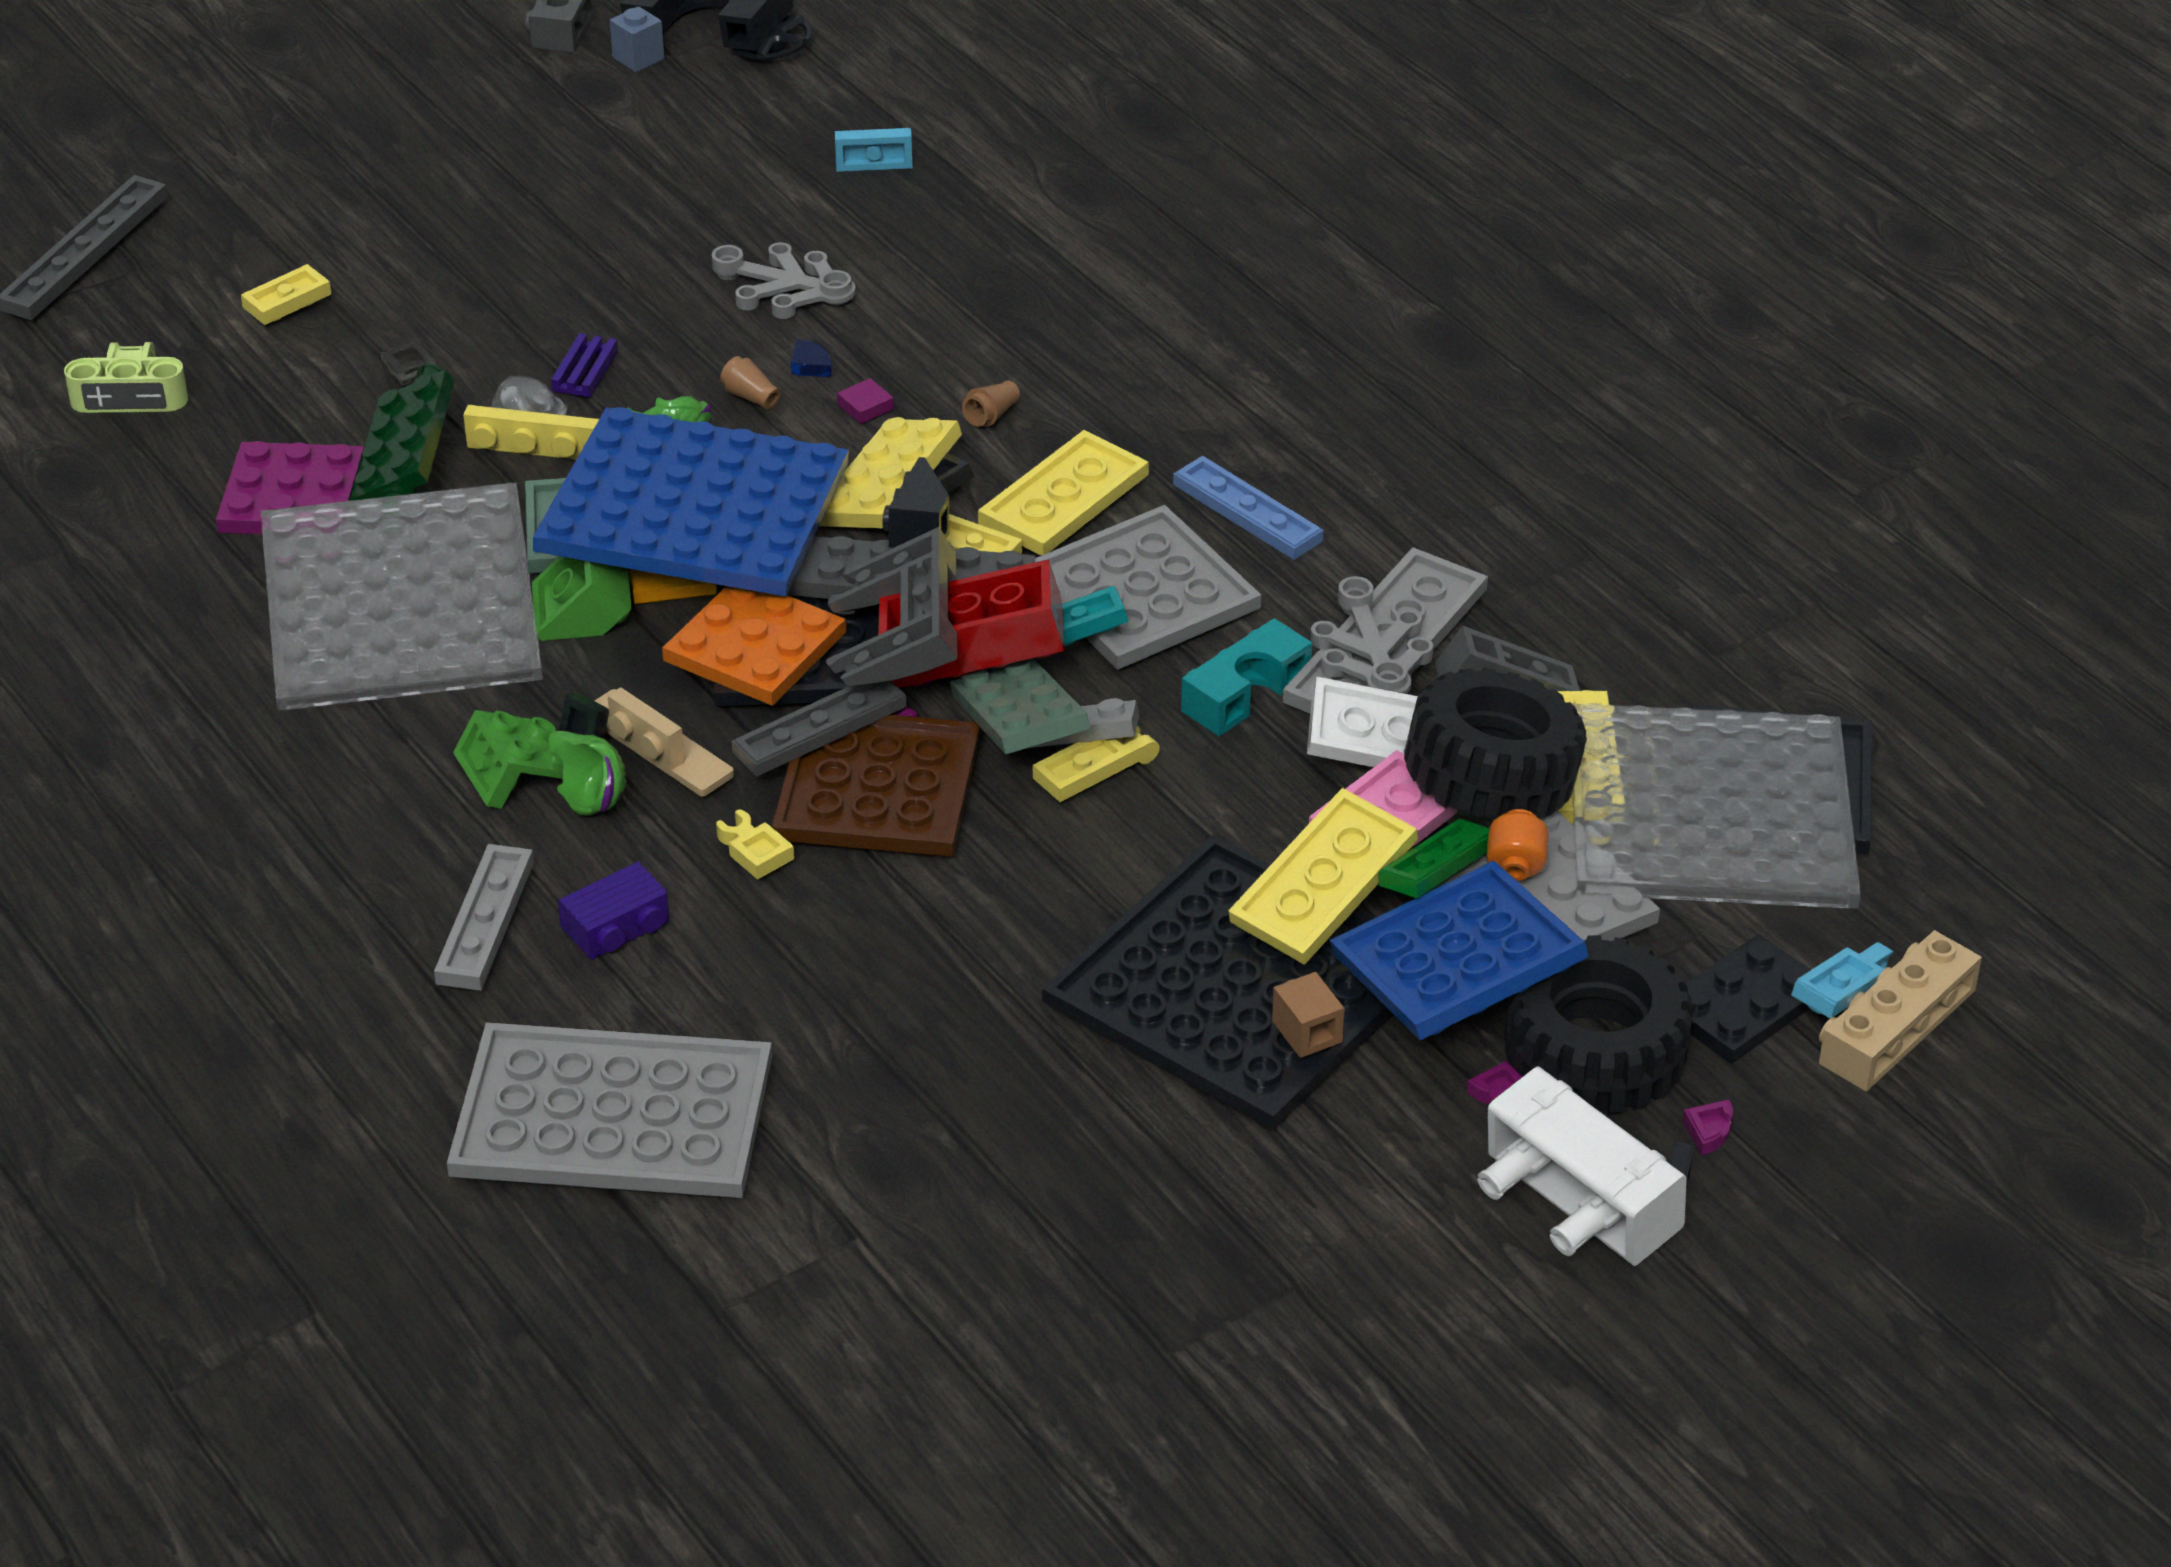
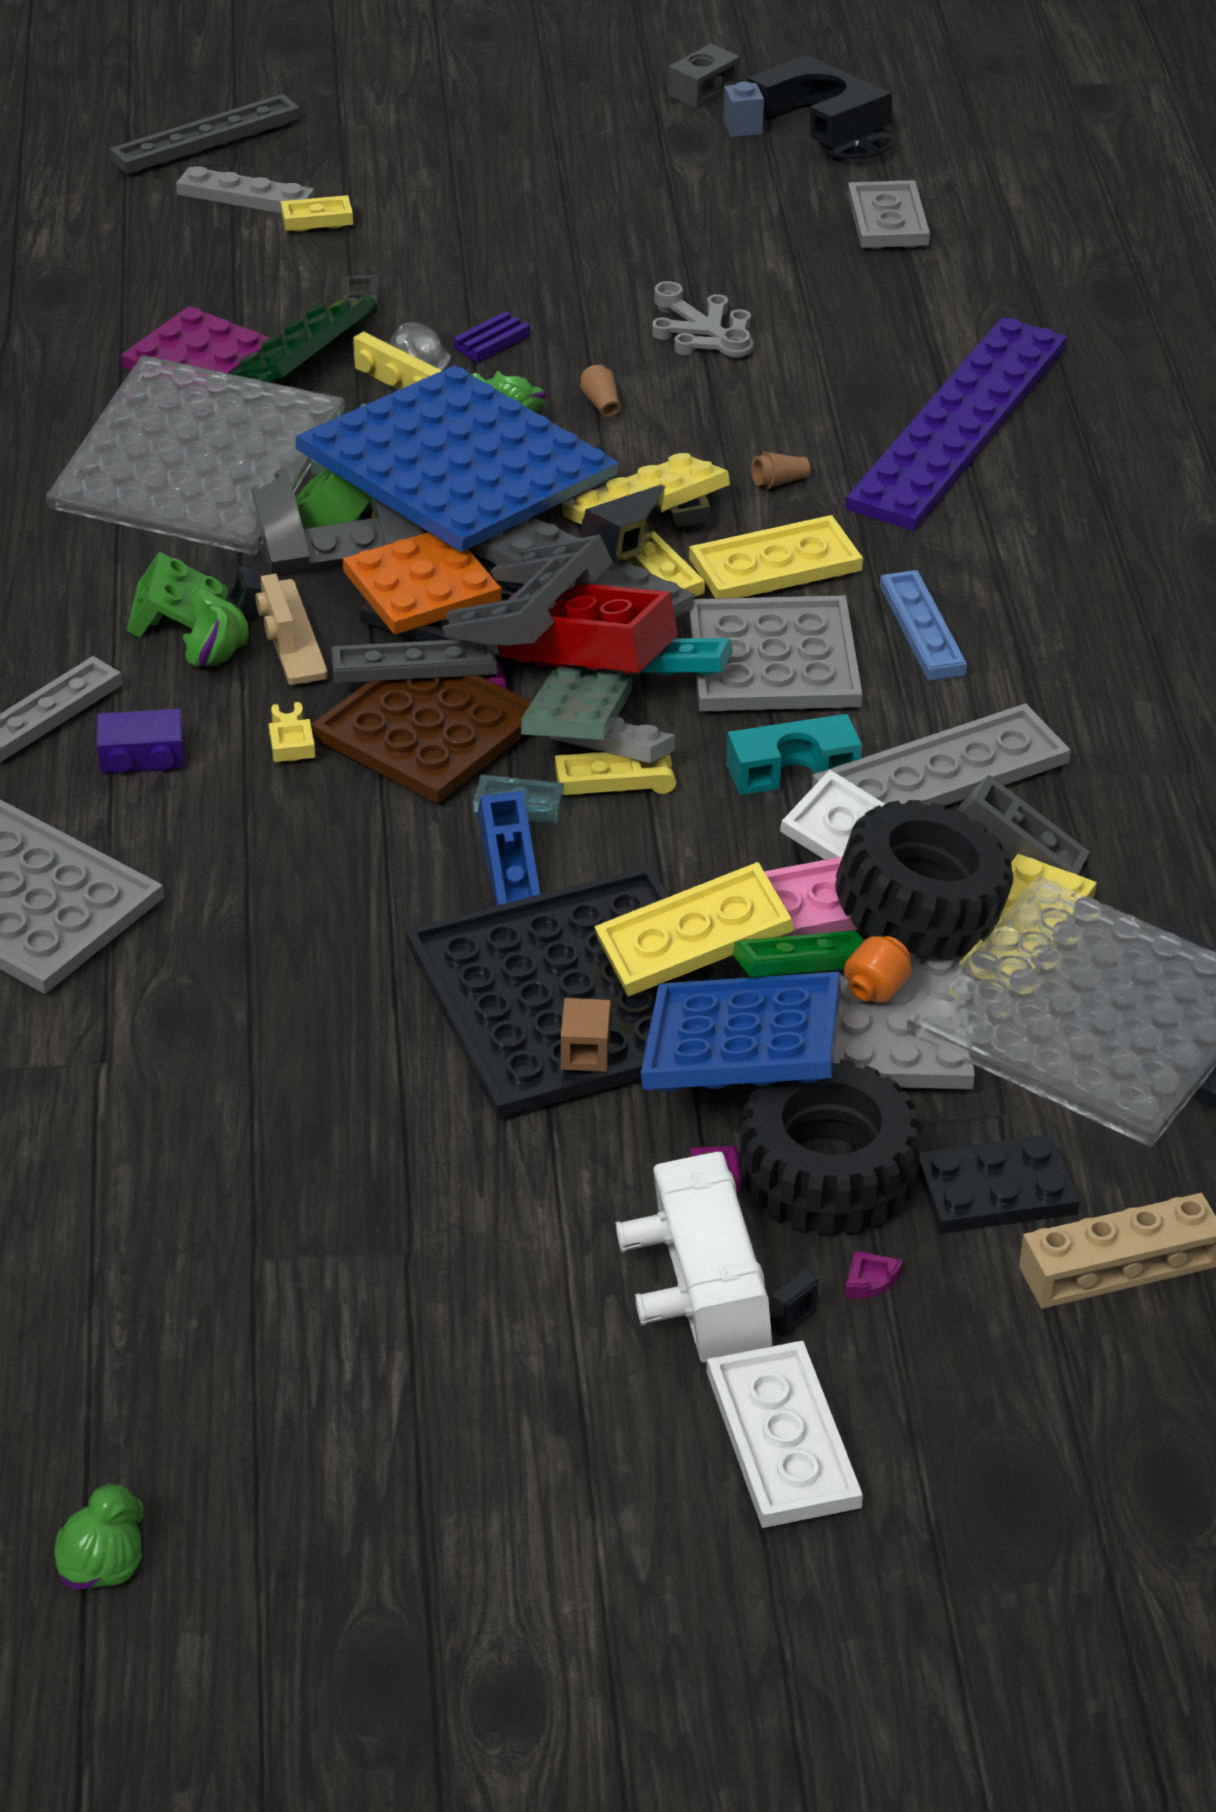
camera: 30 degrees right, 0 degrees up
(126, 381) = (147, 236): yellowish green beam -> none
(176, 296) = (238, 189): none -> light grey plate
(591, 655) = (298, 549): none -> dark grey wedge
(810, 359) = (667, 390): clear blue tile -> none
(865, 400) = (683, 435): magenta tile -> none
(869, 99) = (888, 214): none -> light grey plate
(873, 149) = (857, 248): medium azure plate -> none
(1030, 820) = (541, 798): none -> clear light blue plate
(1070, 873) = (508, 846): none -> blue slope
(1112, 297) = (956, 424): none -> dark purple plate
(1355, 598) = (933, 724): light grey plant -> none
(1762, 1294) = (783, 1434): none -> white plate
(1839, 979) = (1074, 1199): medium azure hinge -> none

